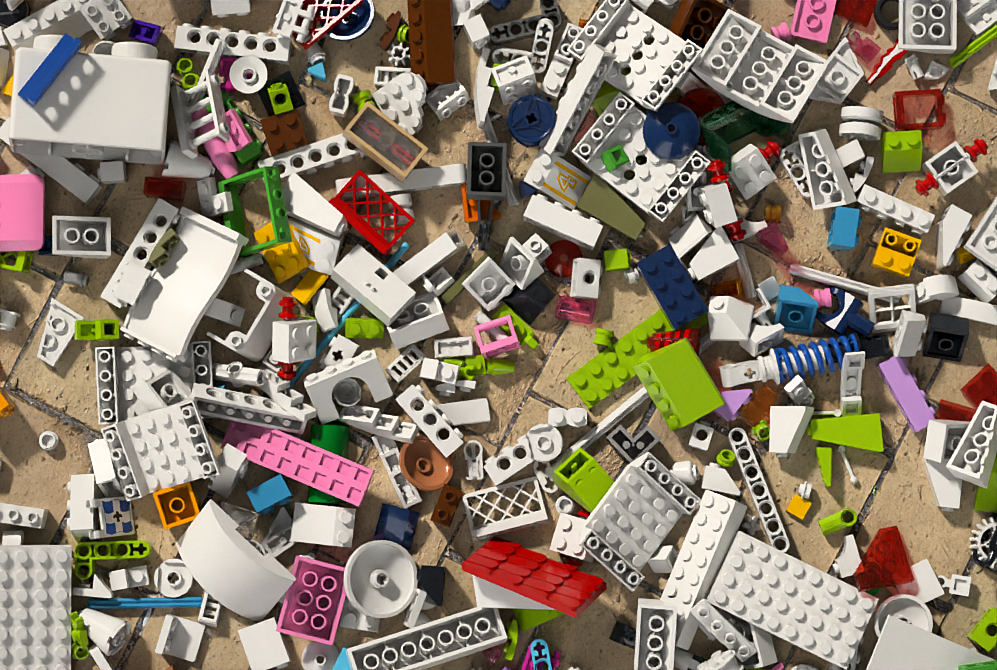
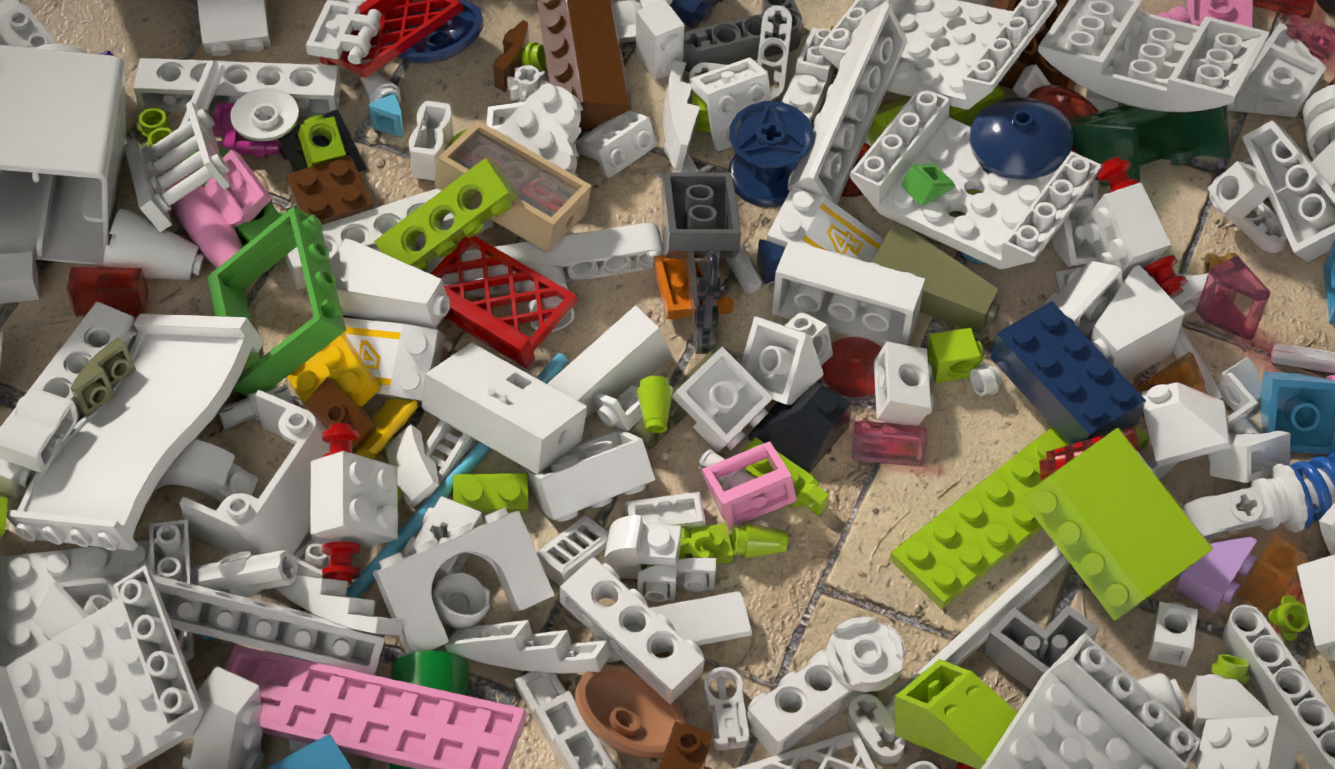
camera: 10 degrees left, 30 degrees down
(211, 202) = (193, 298): white plate -> none
(288, 281) = (333, 405): none -> reddish brown plate
(370, 153) = (456, 199): none -> lime brick
(452, 289) = (655, 402): none -> lime cone
(573, 417) = (913, 614): white brick -> none
(603, 337) = (950, 478): lime wheel -> none
(752, 169) = (1180, 195): white brick -> none
(790, 168) = (1251, 190): none -> white brick

